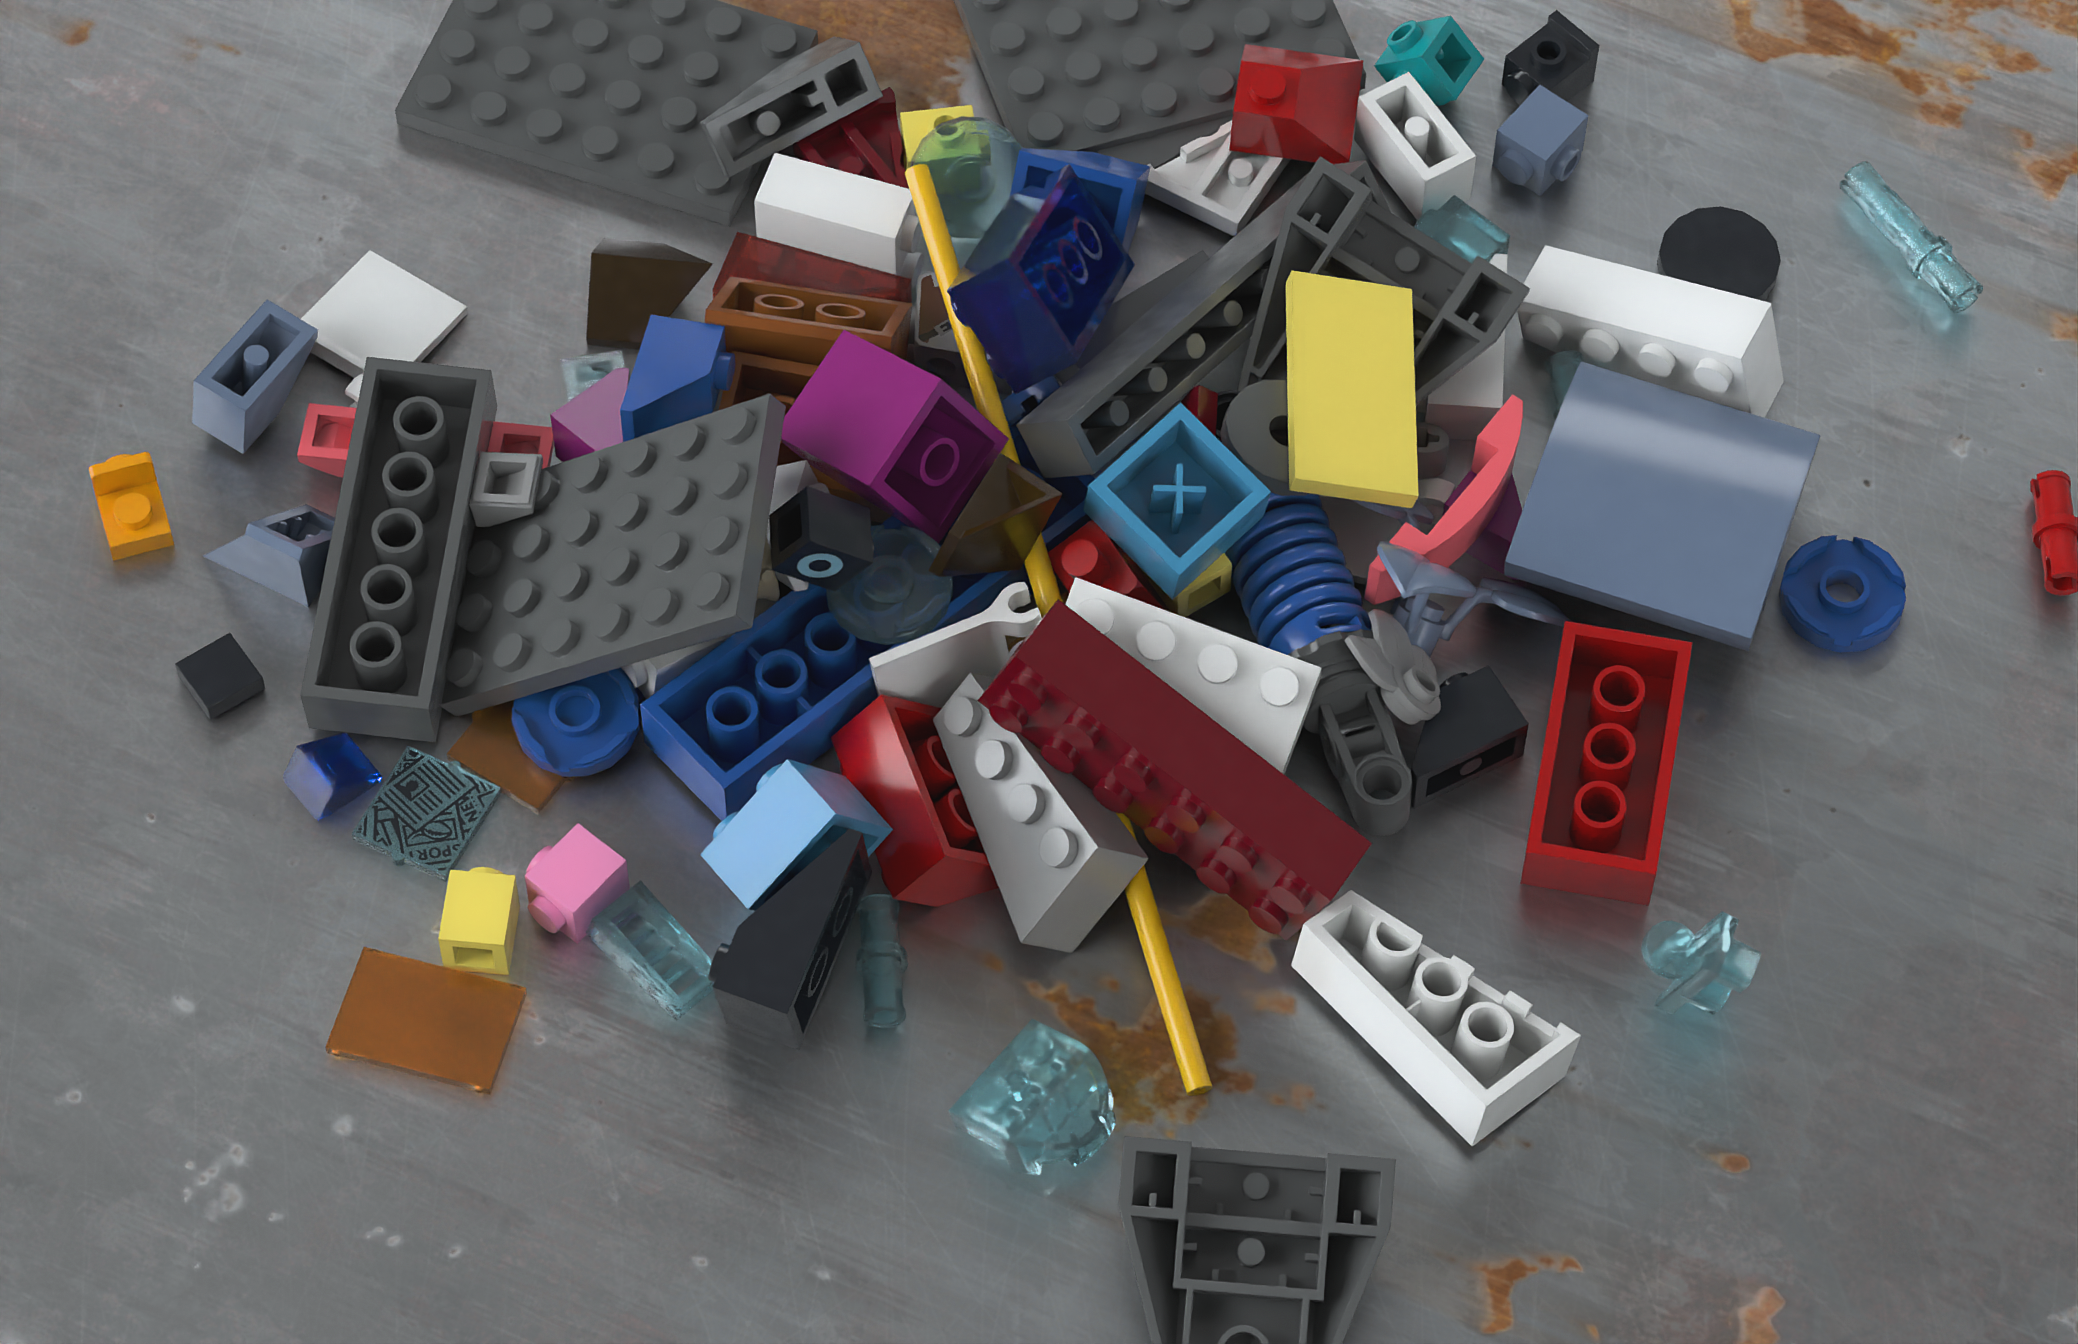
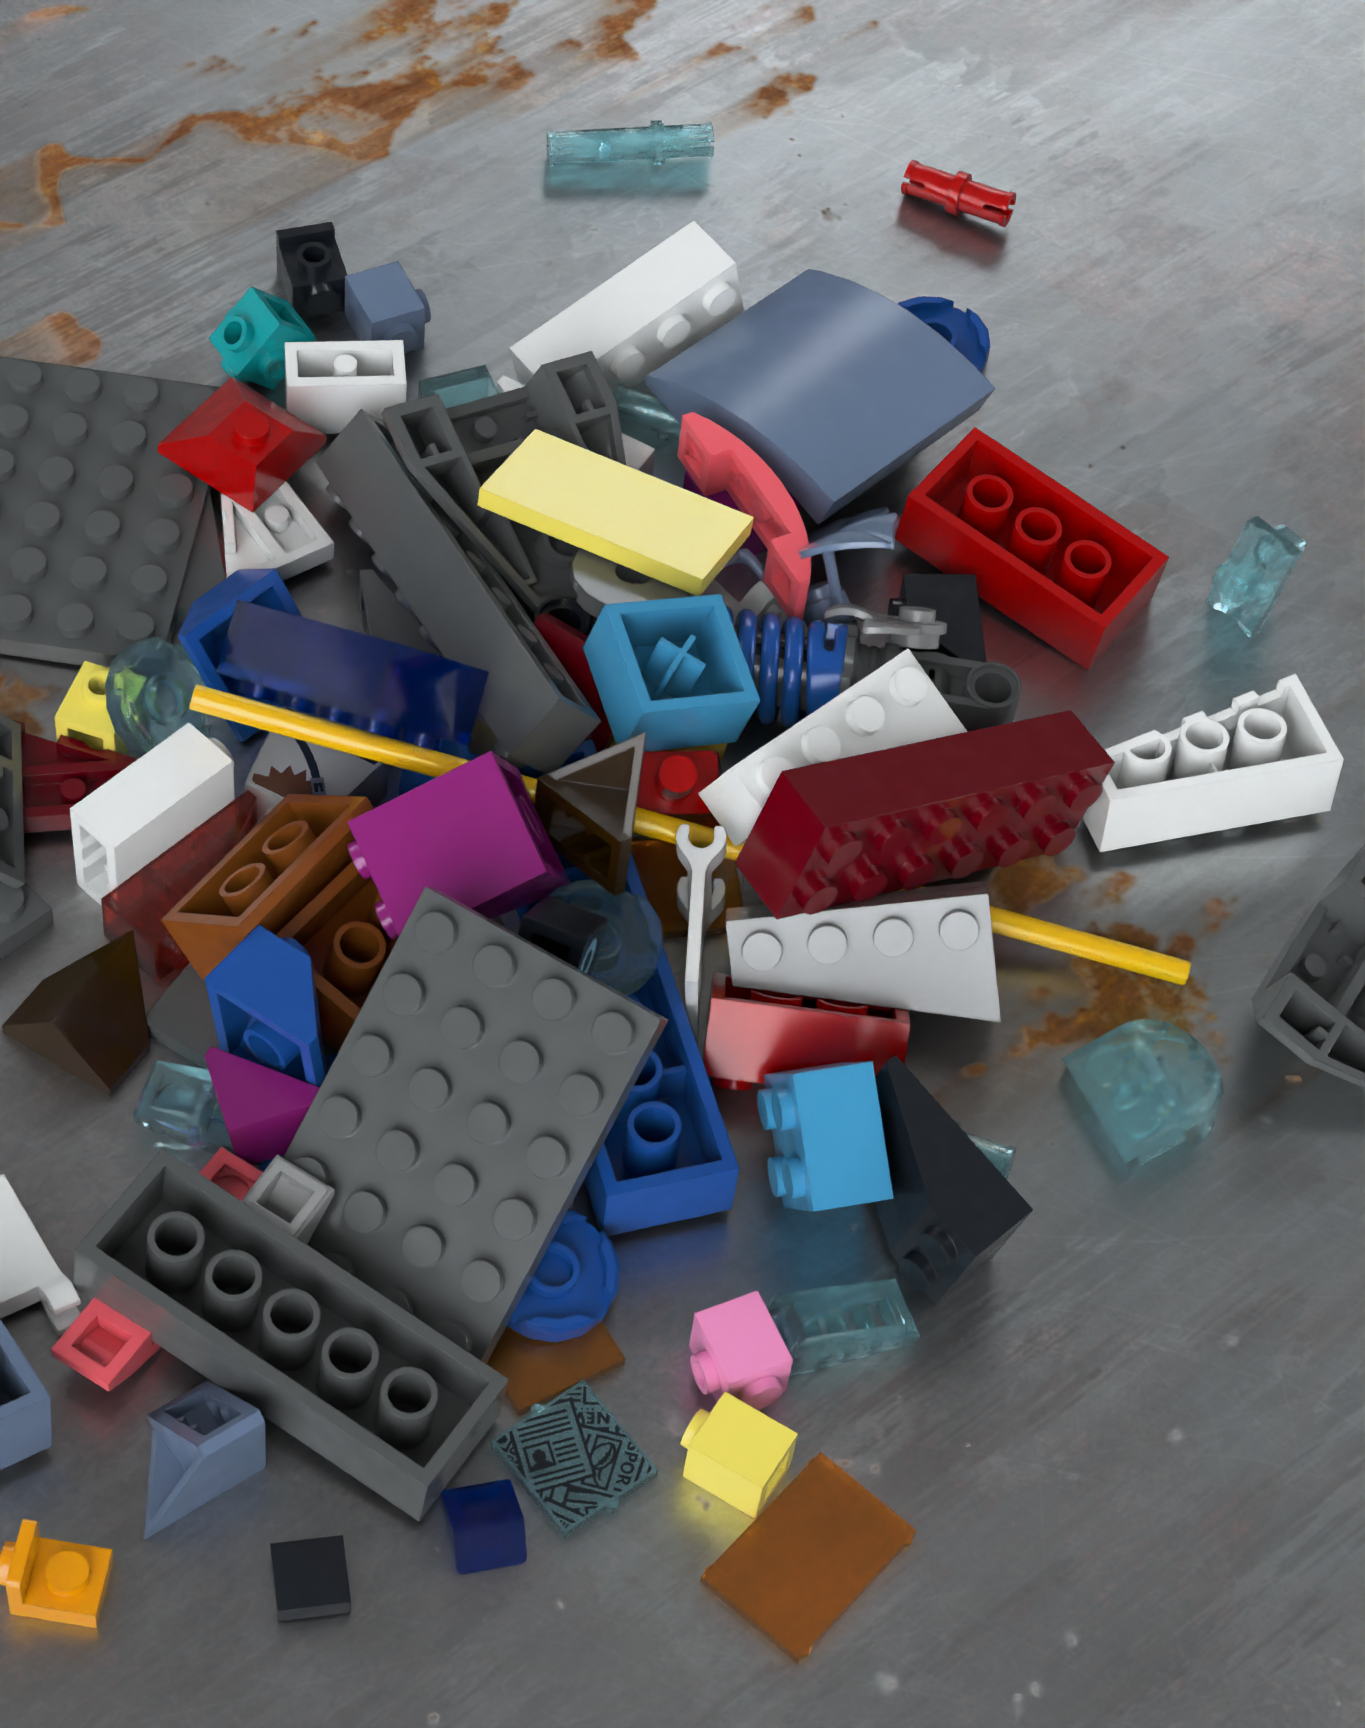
camera: 70 degrees left, 5 degrees down
(1721, 251) = (567, 262): black tile -> none

